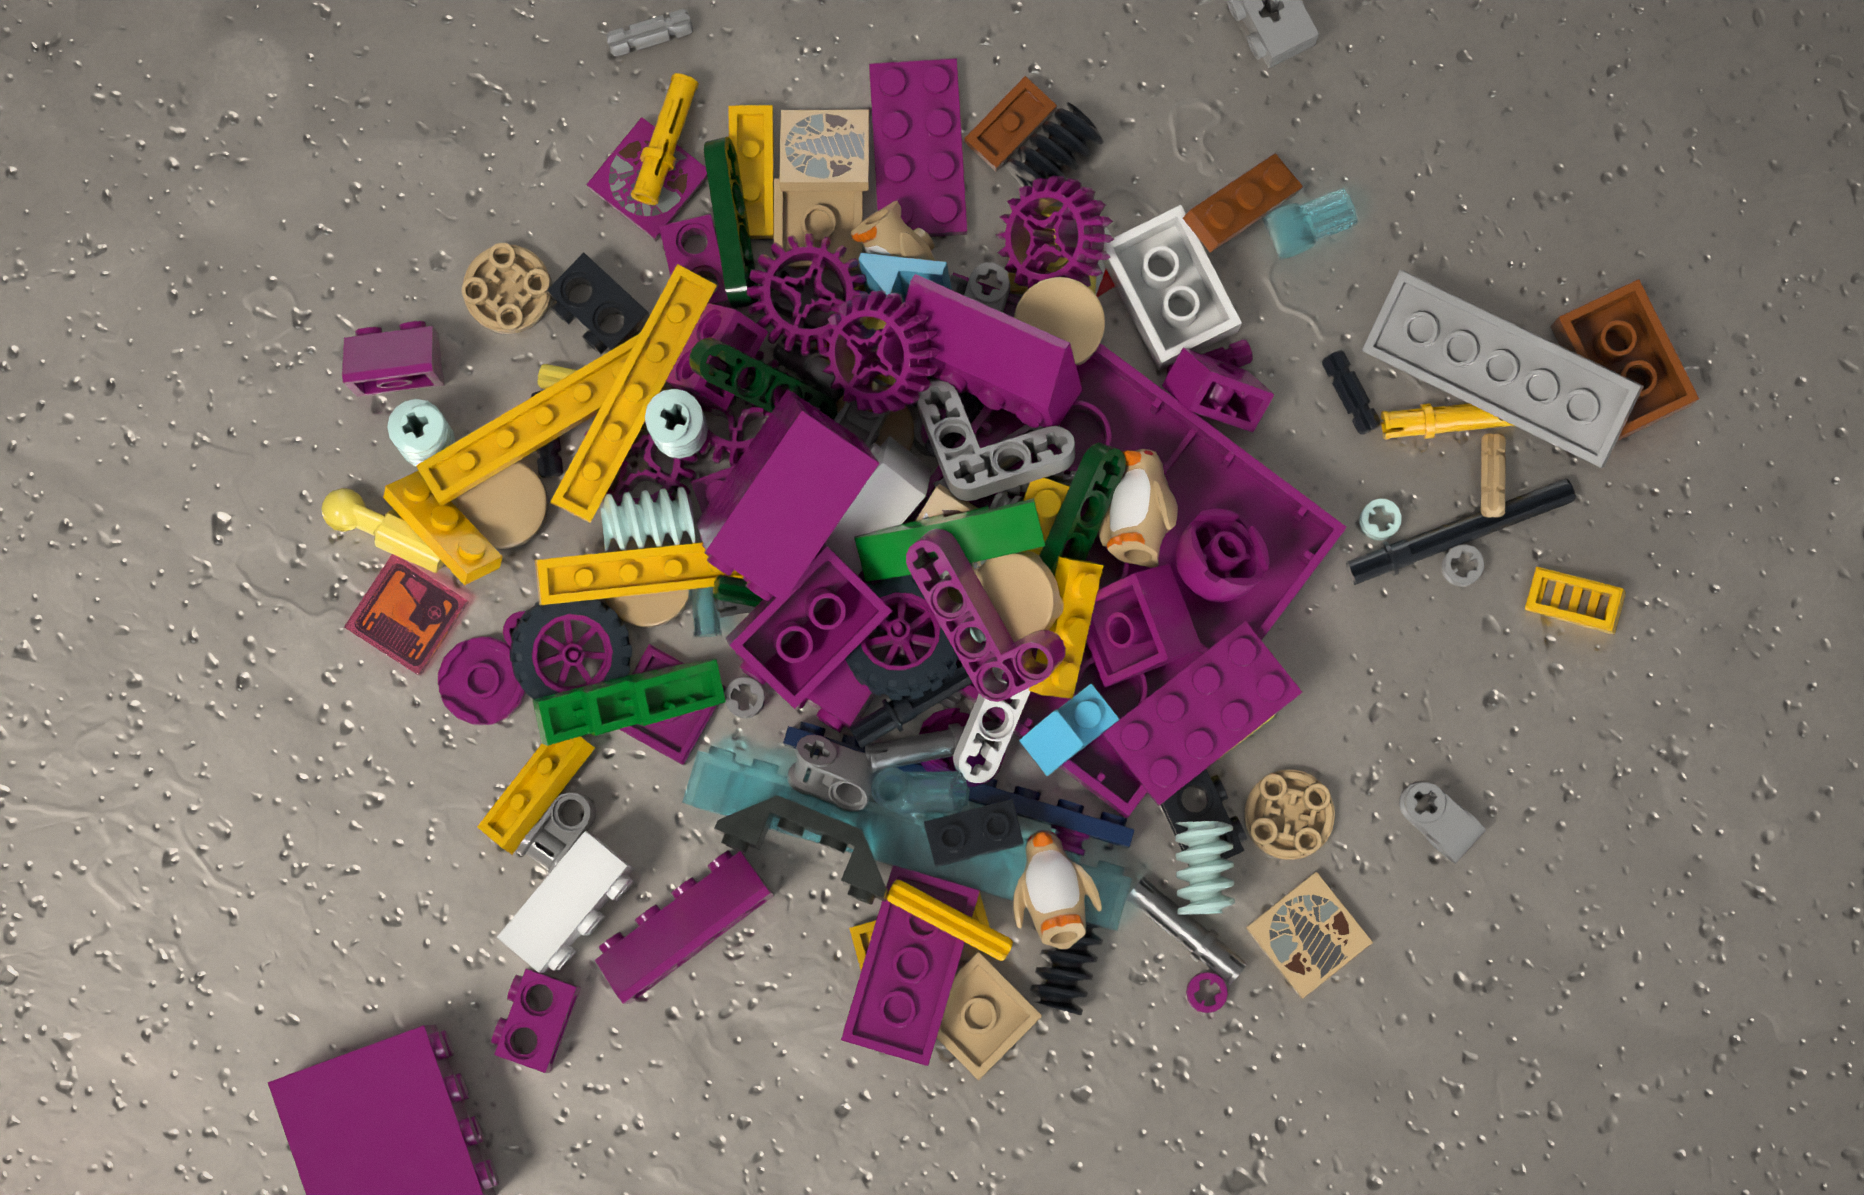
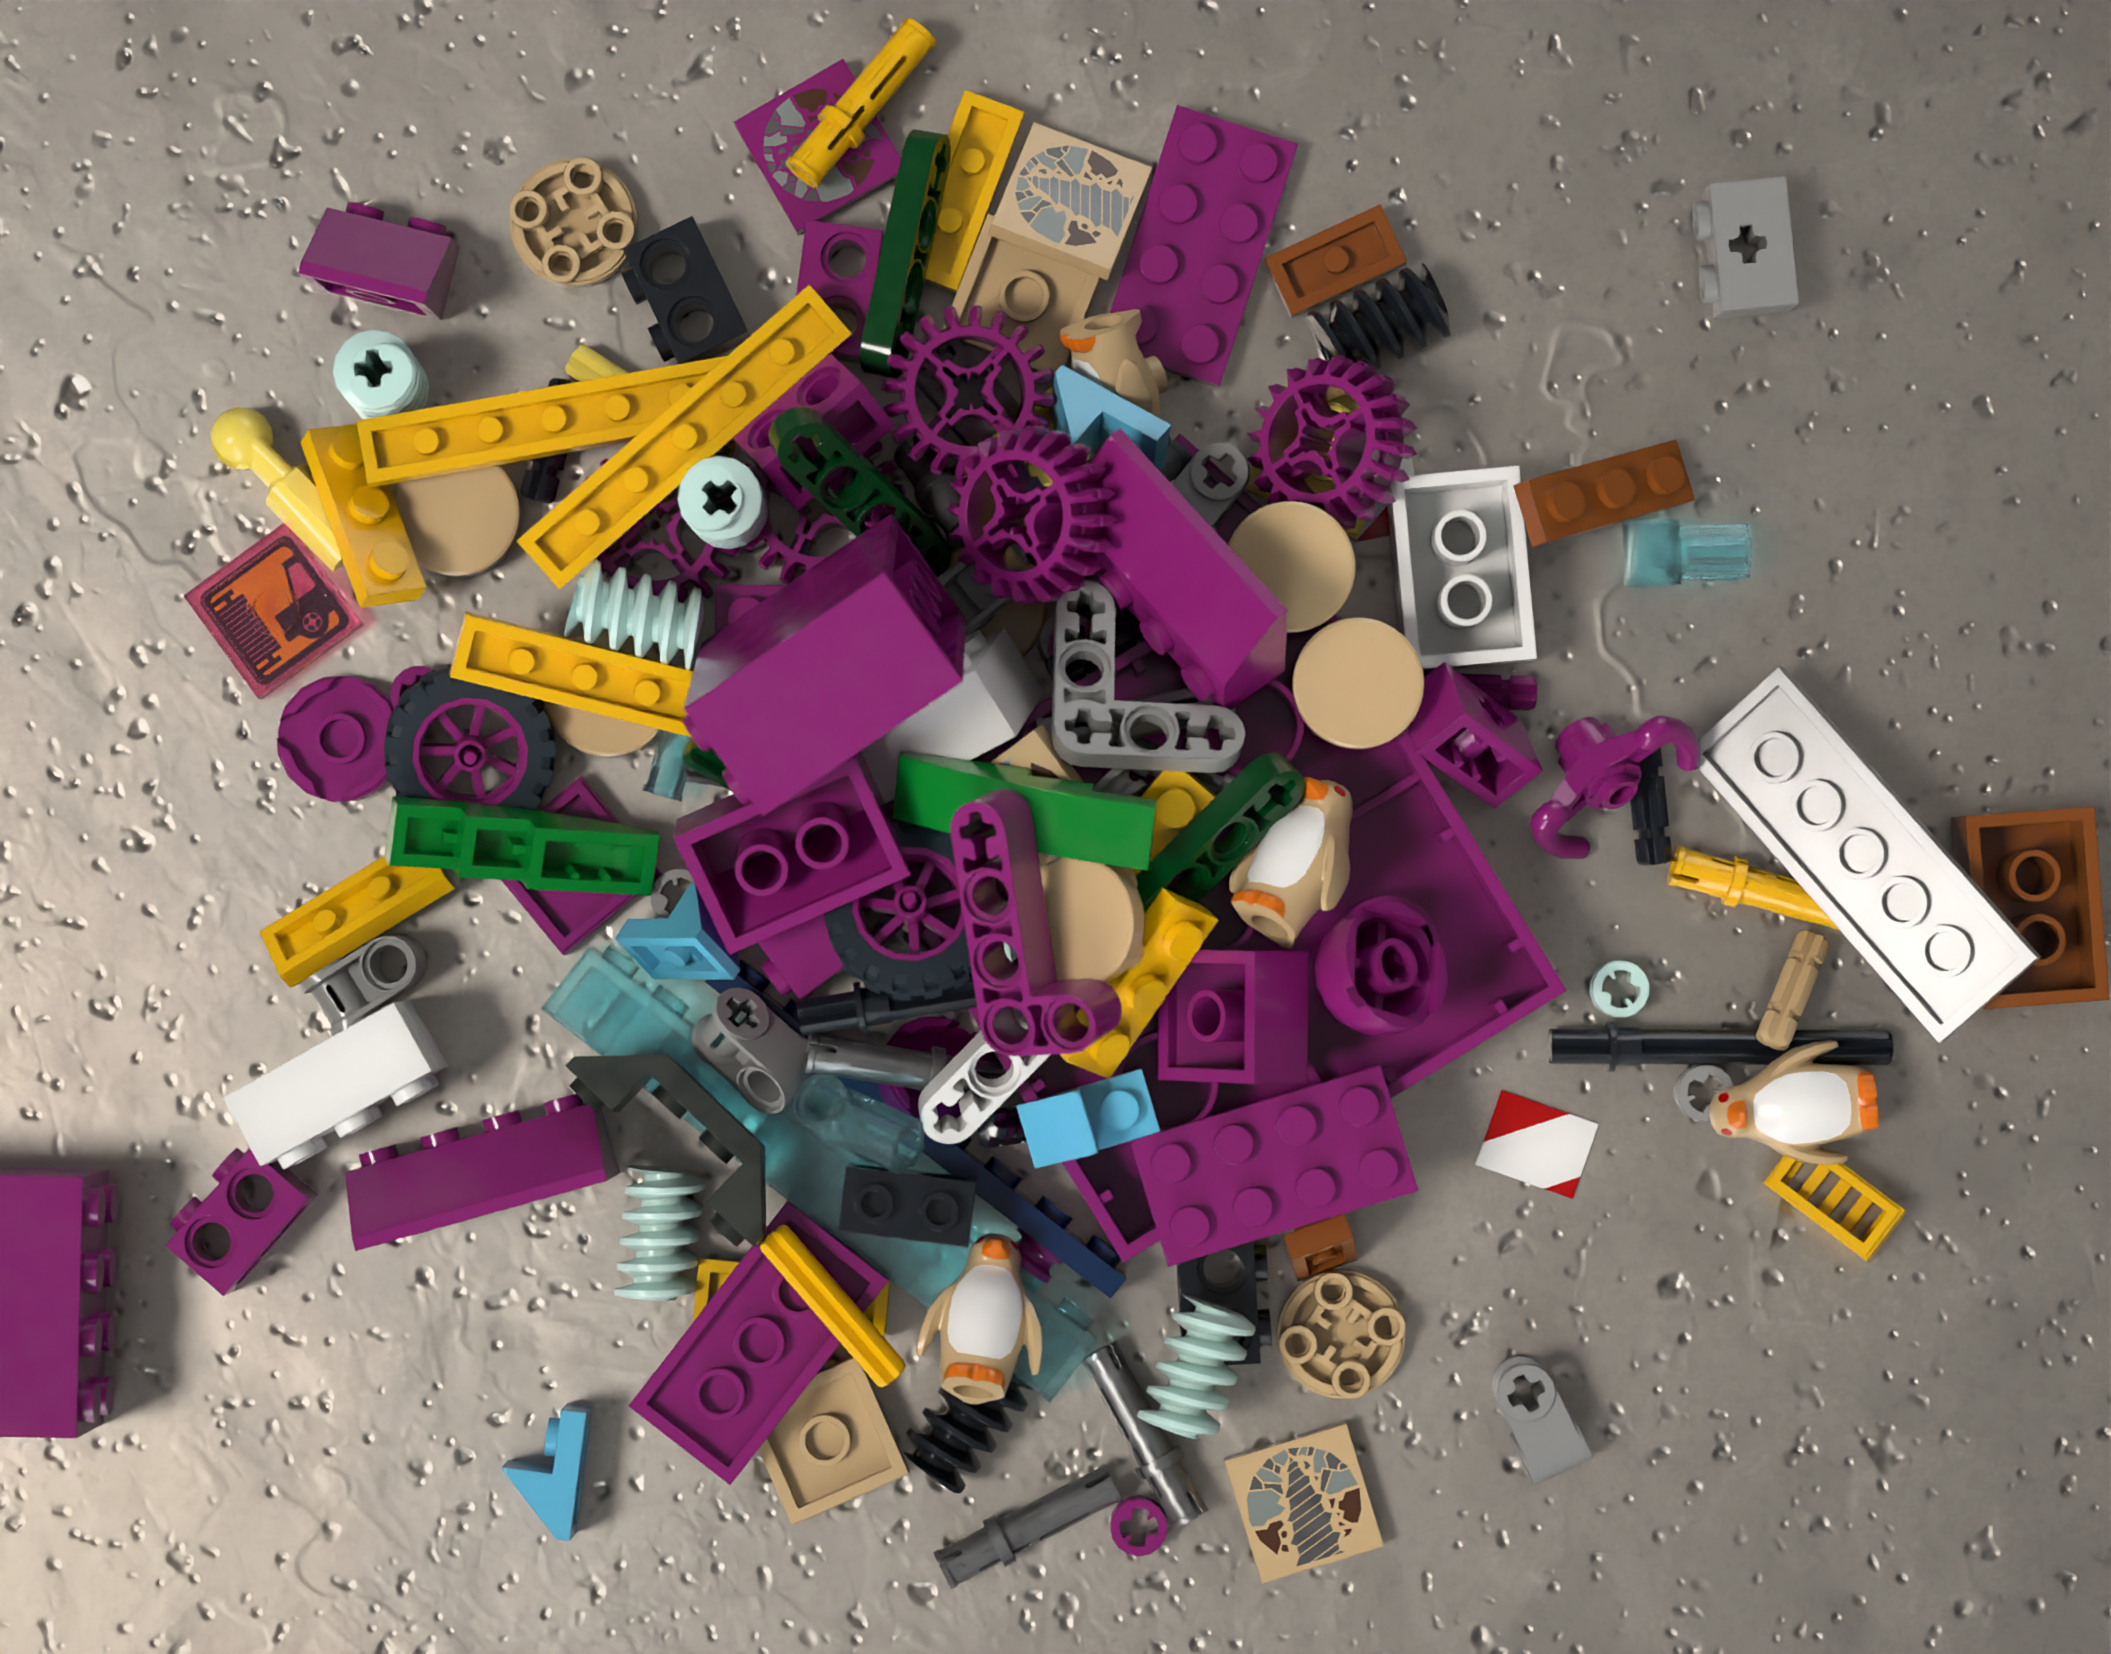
camera: 25 degrees right, 5 degrees up
(761, 723) = (680, 945): none -> medium azure slope
(814, 1118) = (557, 1488): none -> medium azure slope
(817, 921) = (661, 1233): none -> light aqua piece
(1016, 761) = (1002, 1128): none -> black axle
(1133, 380) = (1358, 683): none -> tan tile
(1133, 1021) = (1031, 1524): none -> flat silver pin
(1253, 759) = (1320, 1246): none -> dark orange plate
(1315, 382) = (1603, 774): none -> magenta piece
(1367, 642) = (1537, 1144): none -> white sticker
(1527, 546) = (1799, 1105): none -> animal

